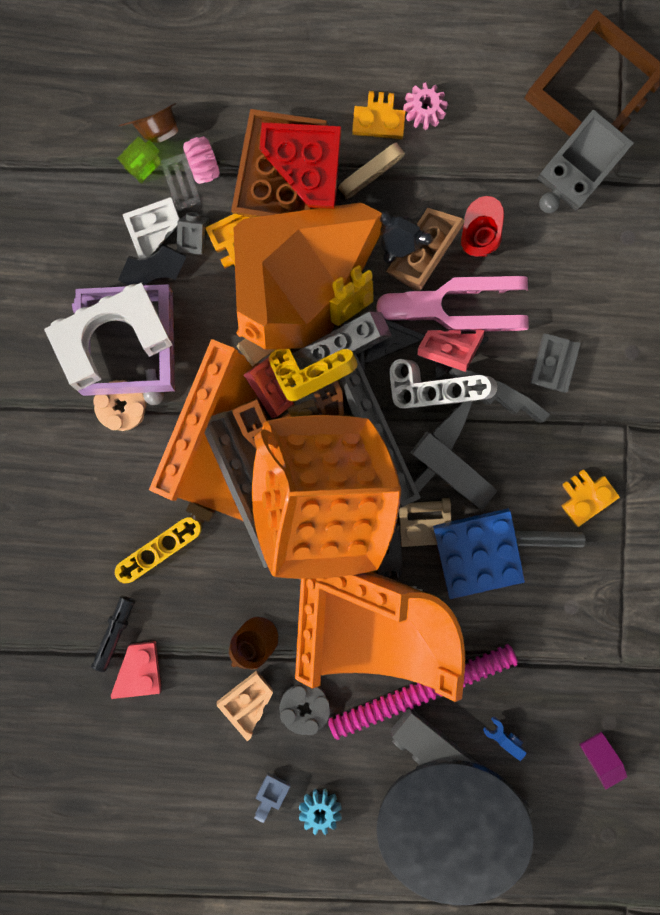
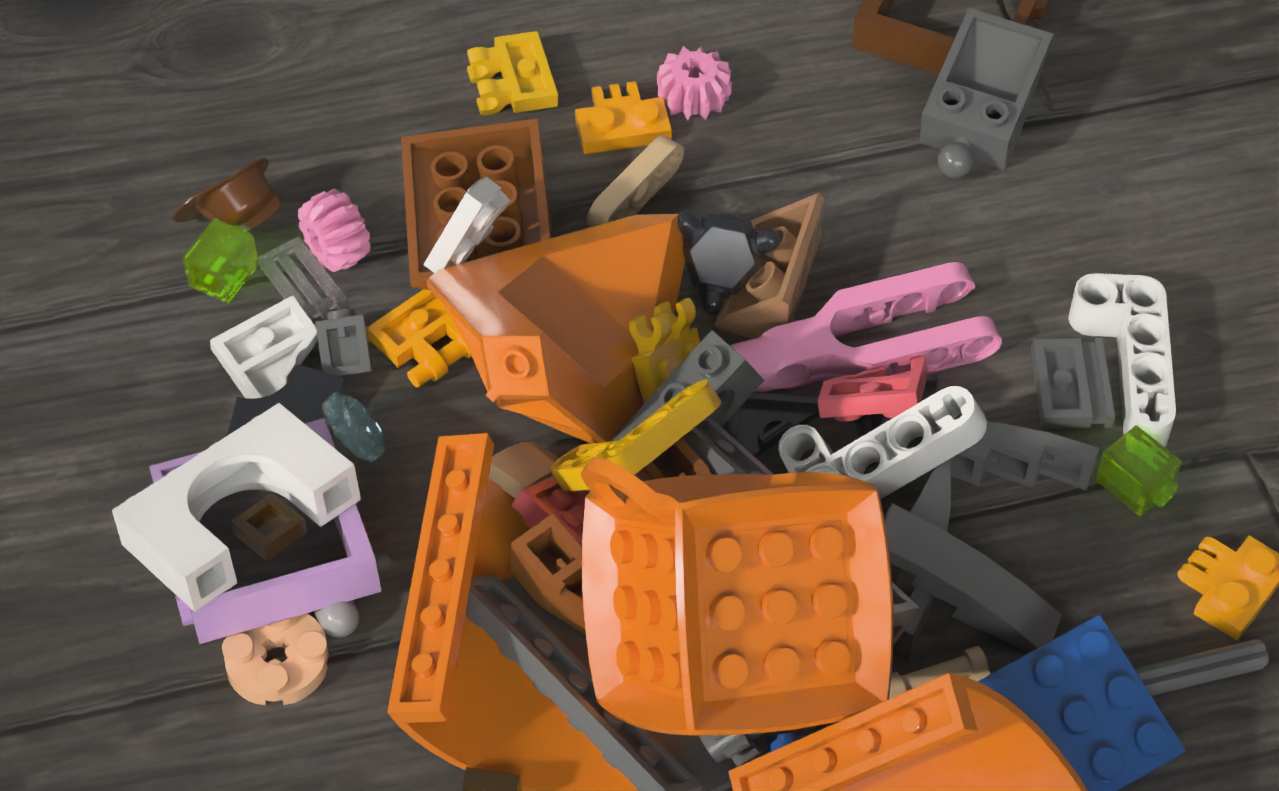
camera: 15 degrees left, 35 degrees down
(122, 353) = (269, 527): none -> dark brown plate
(191, 295) = (354, 426): none -> clear light blue gear
(268, 194) = (468, 224): none -> white plate
(305, 159) = (530, 161): red plate -> none
(334, 70) = (525, 73): none -> yellow plate
(483, 227) = (860, 213): red piece -> none
(567, 427) = (1139, 471): none -> clear neon green brick
(591, 361) = (1137, 315): none -> white beam

